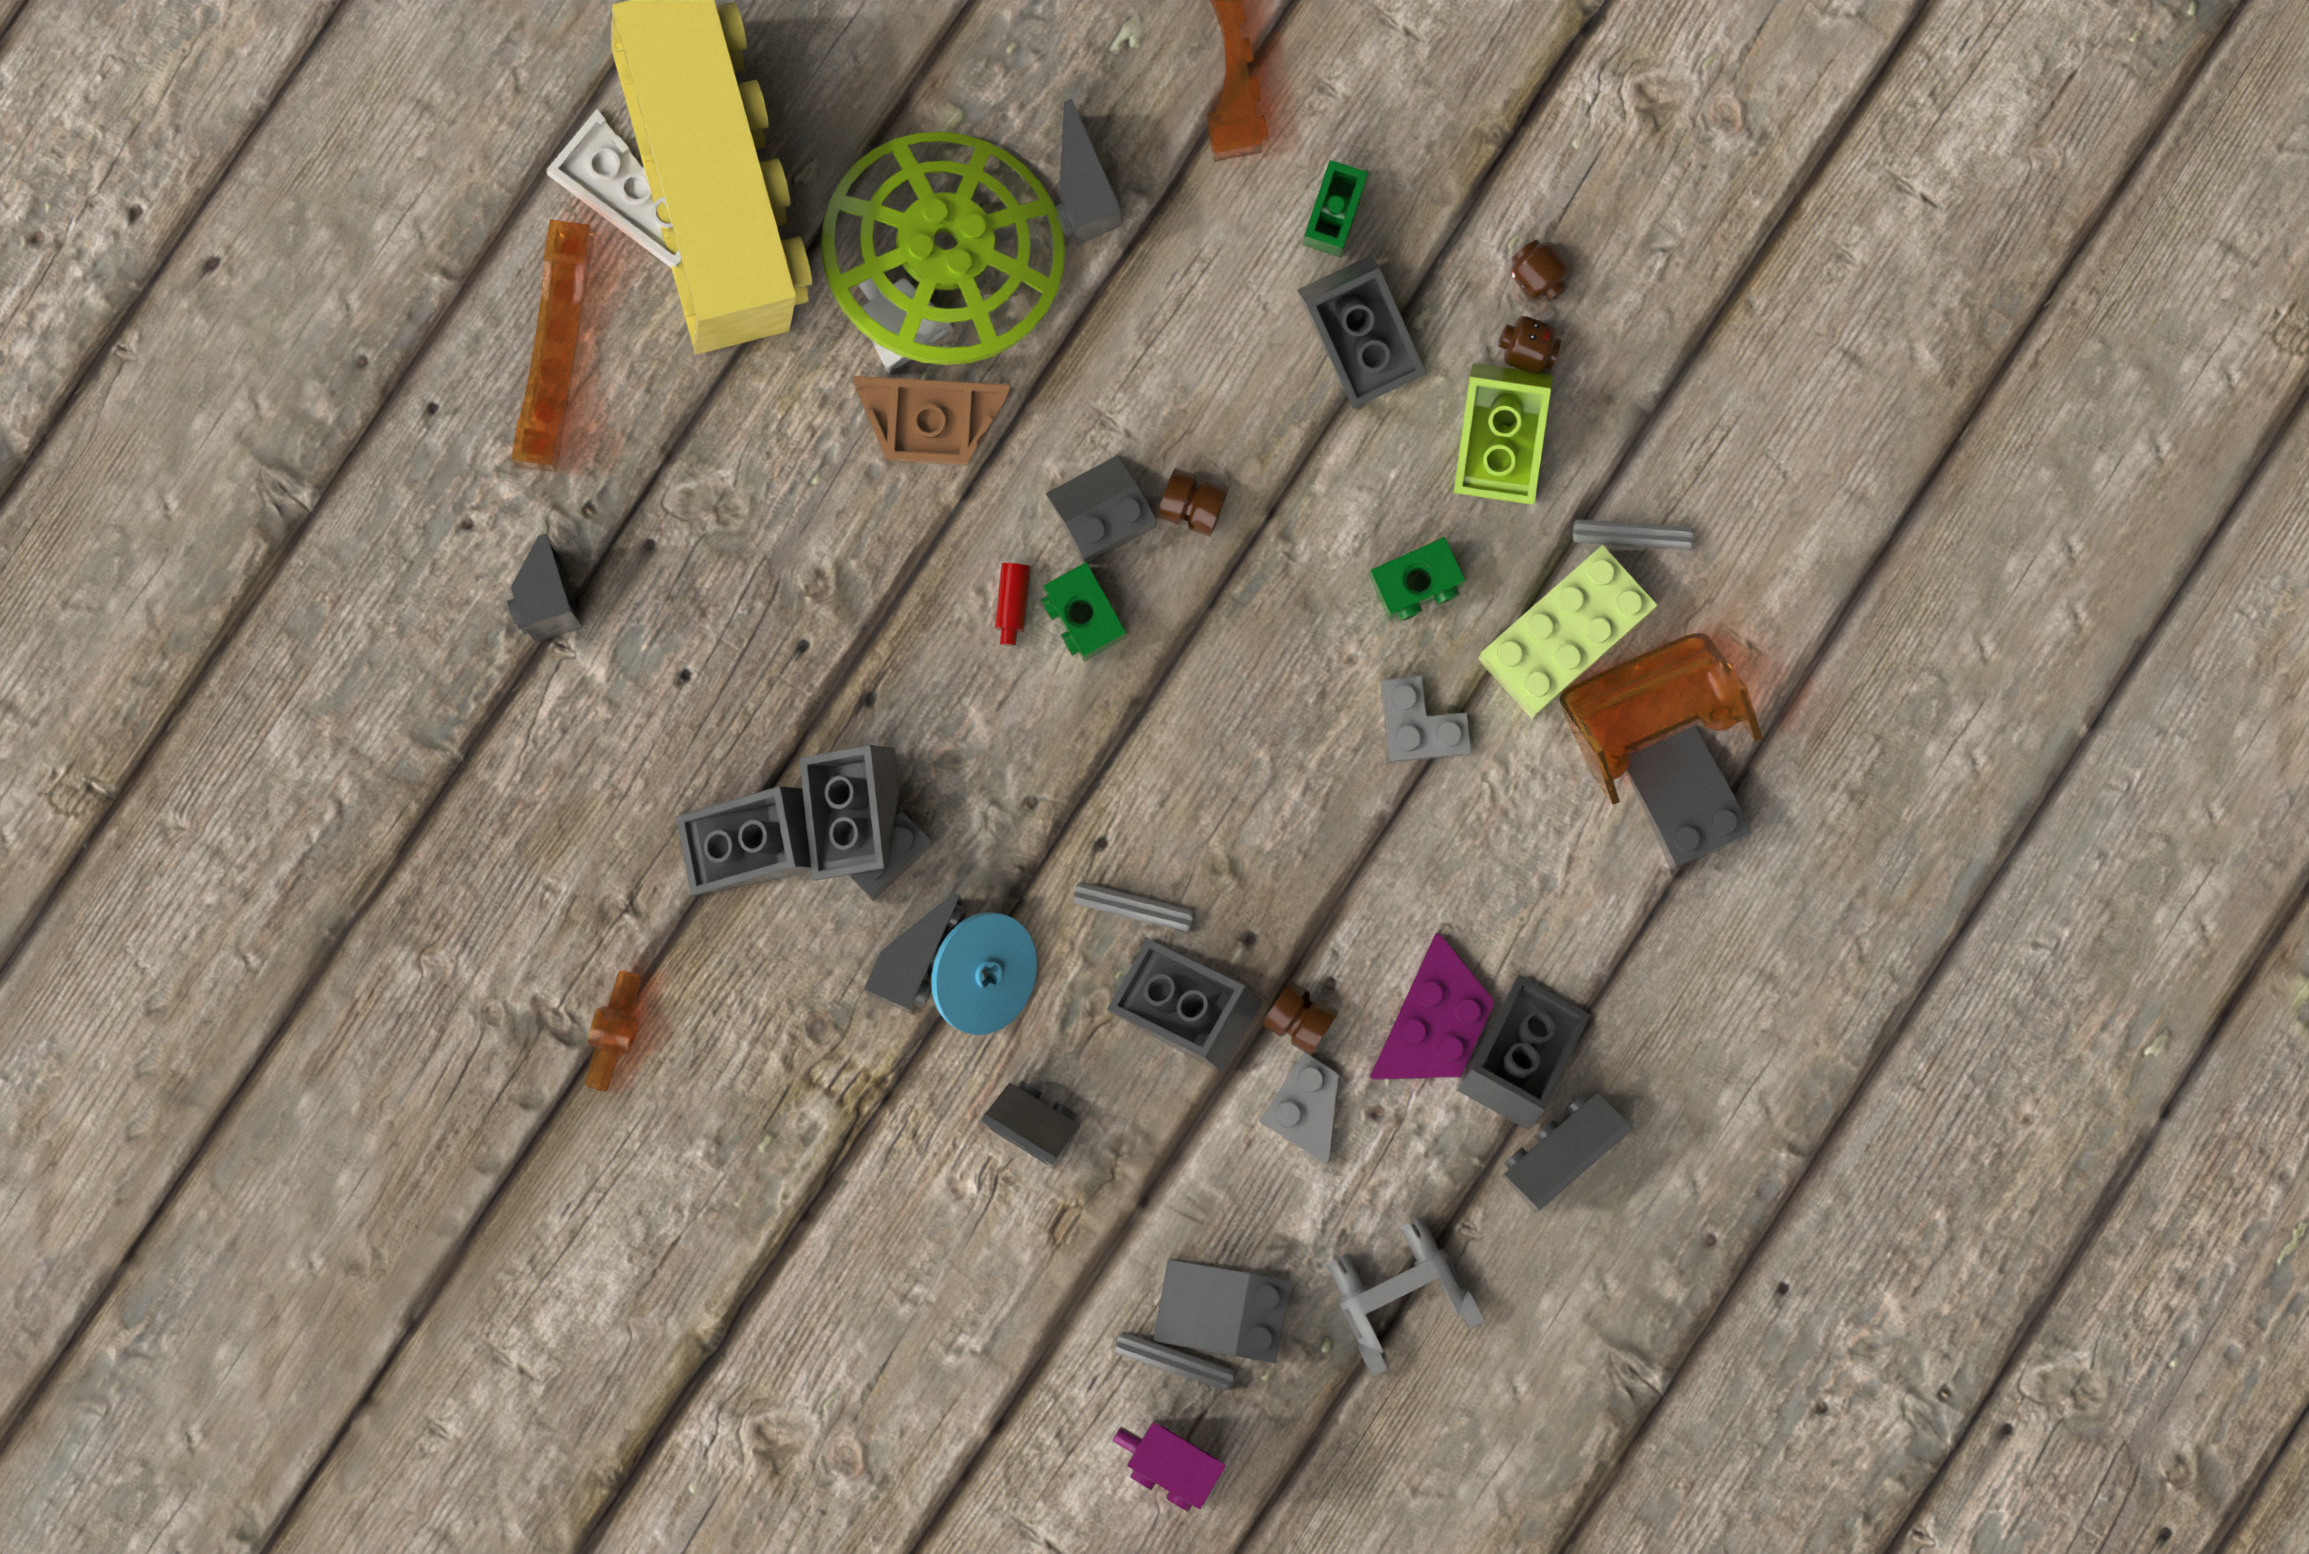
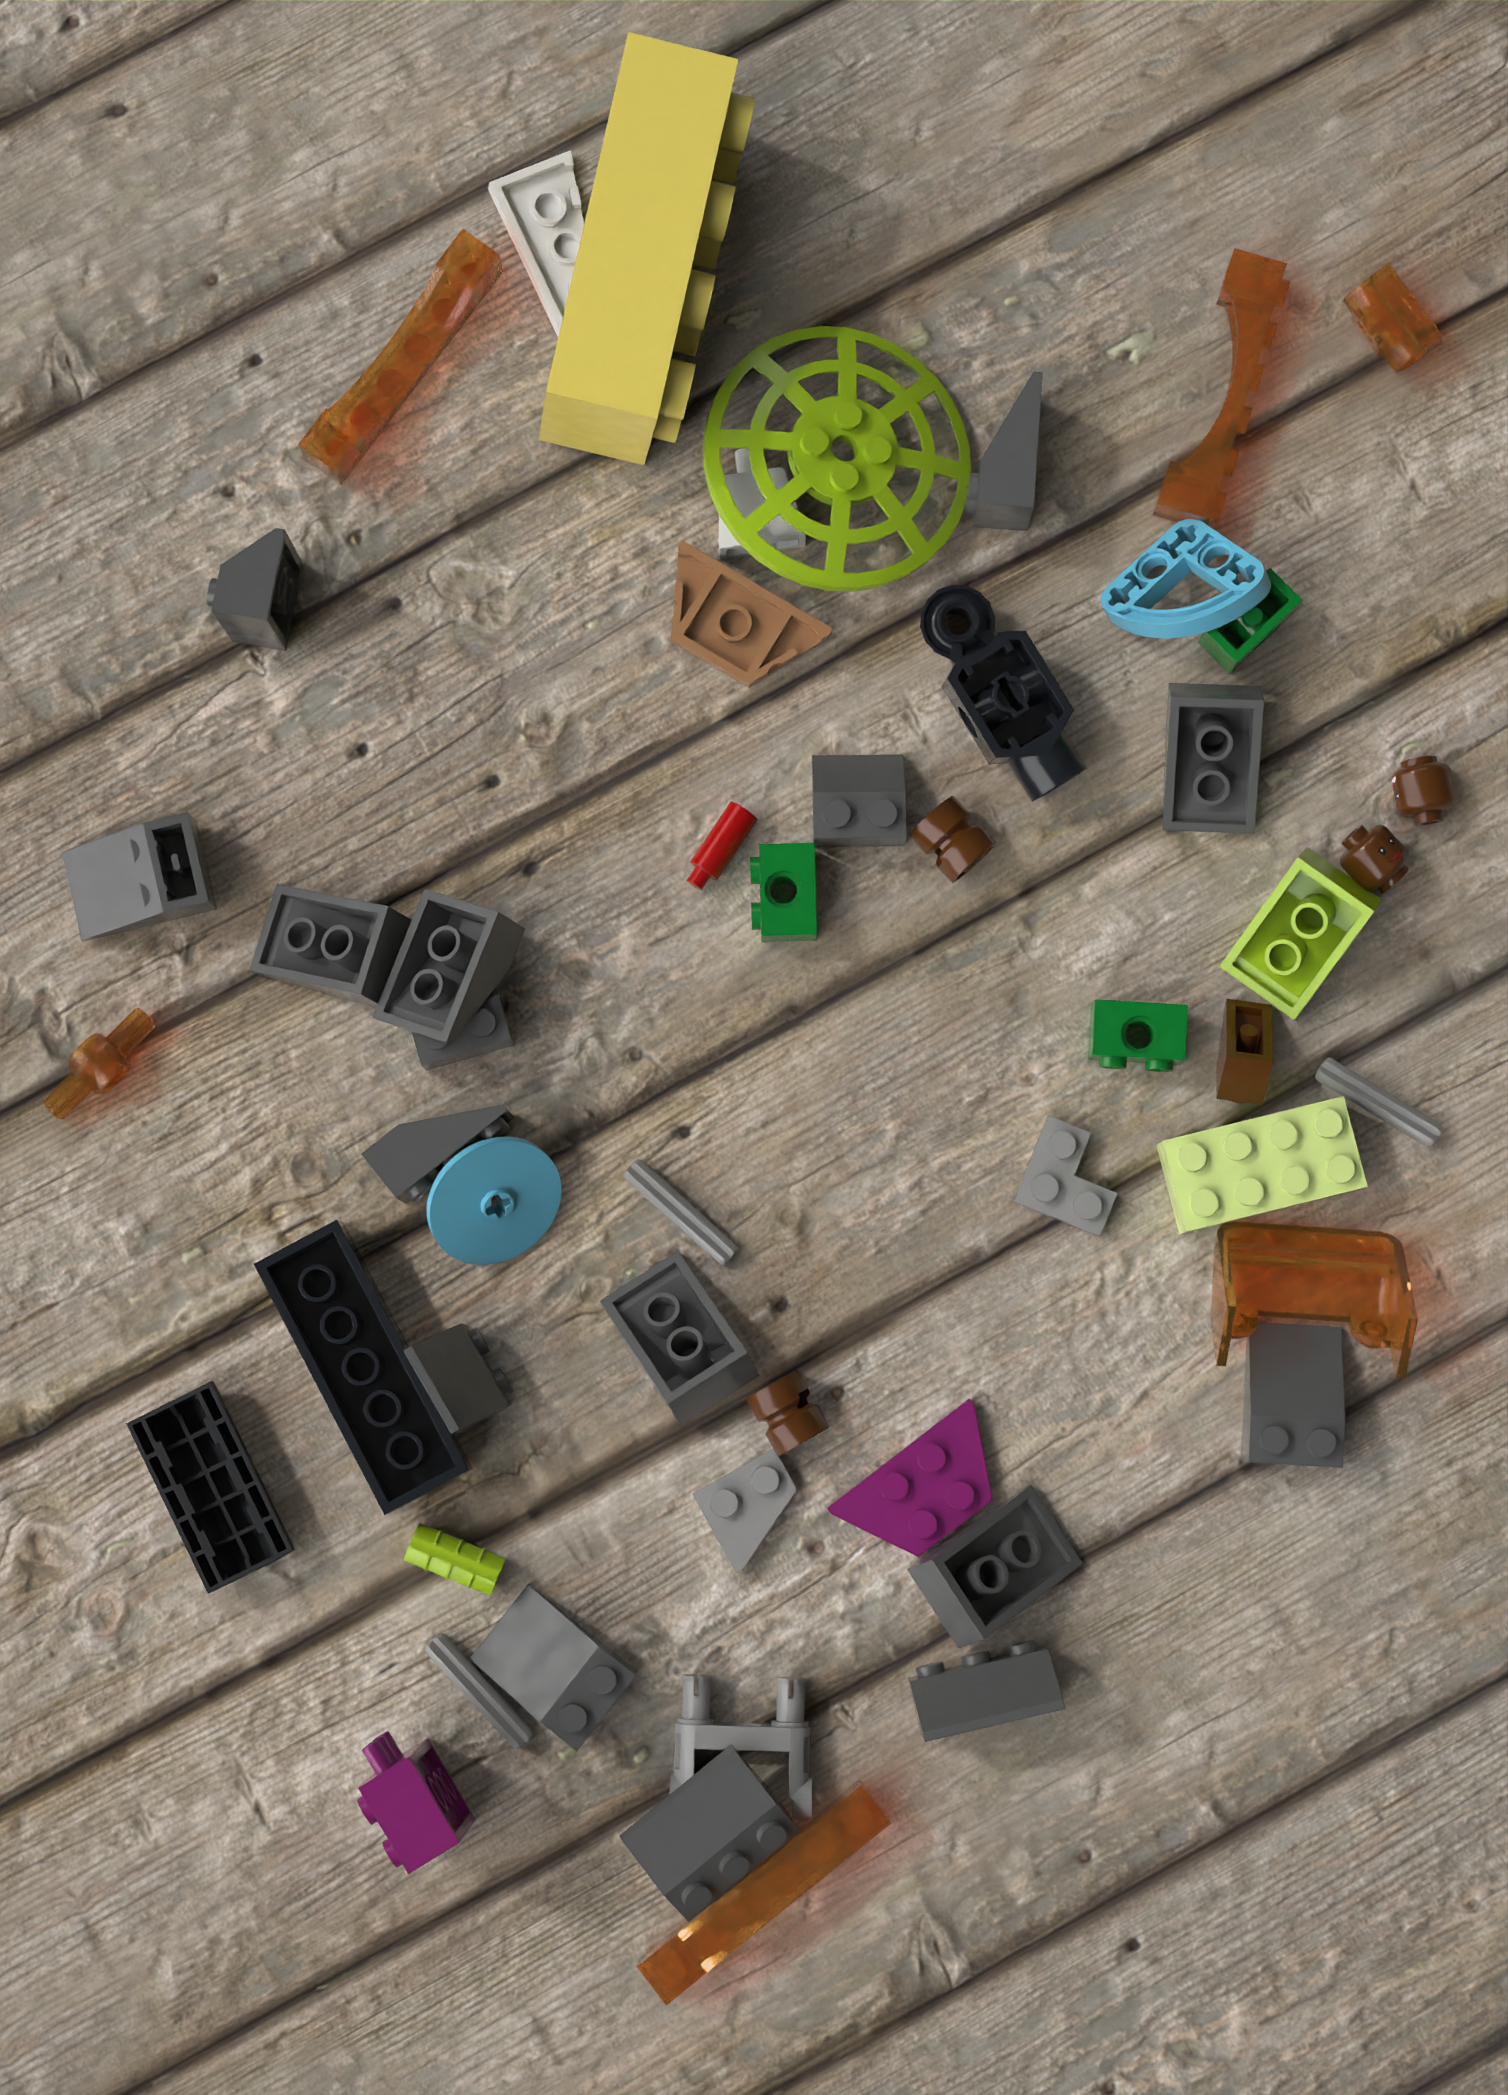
camera: 30 degrees right, 0 degrees up
(565, 868) = (139, 877): none -> slope
(881, 1313) = (210, 1487): none -> black piece
(950, 1156) = (361, 1366): none -> black brick
(1101, 1269) = (454, 1559): none -> lime axle
(1171, 365) = (1003, 692): none -> black brick
(1264, 180) = (1206, 544): none -> medium azure beam
(1411, 1371) = (709, 1833): none -> dark grey slope
(1477, 1395) = (763, 1893): none -> clear orange arch
(1508, 550) = (1245, 1052): none -> reddish brown slope

